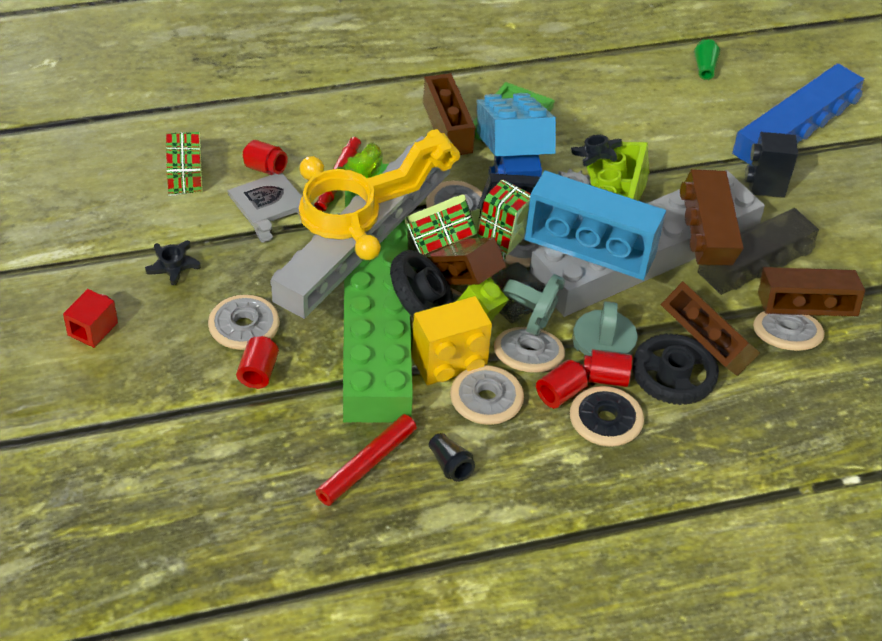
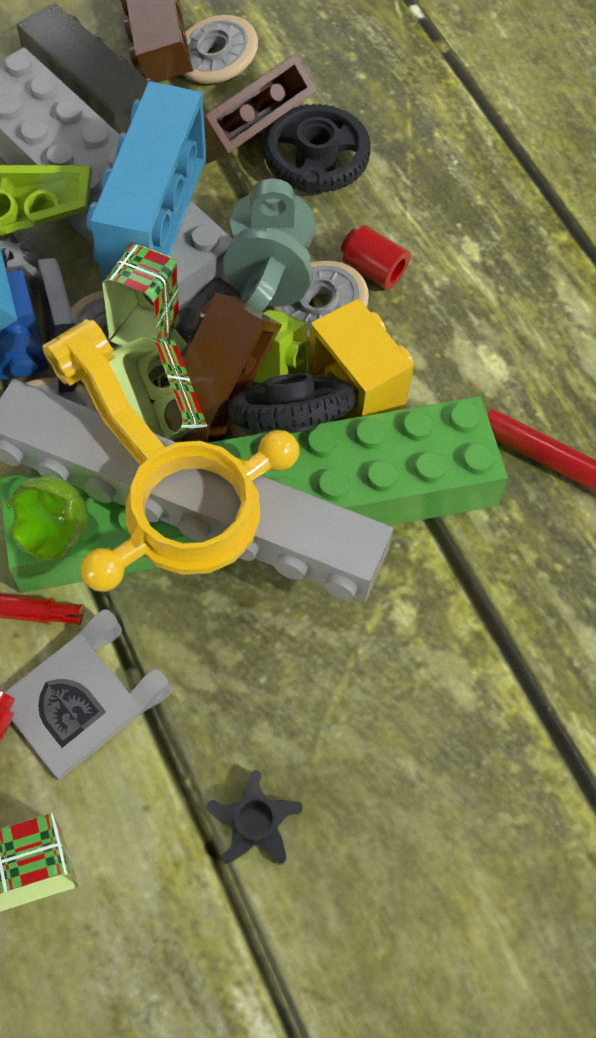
camera: 100 degrees left, 15 degrees up
(90, 318) = (428, 909): red brick -> none
(226, 313) = (354, 702): light grey wheel -> none
(257, 362) = (445, 625): red brick -> none
(453, 459) = (532, 359): black cone -> none
(487, 411) = (432, 329): wheel -> none
(608, 368) = (334, 209): red brick -> none
(611, 433) = (425, 203): wheel -> none
(711, 217) = (80, 80): reddish brown brick -> none

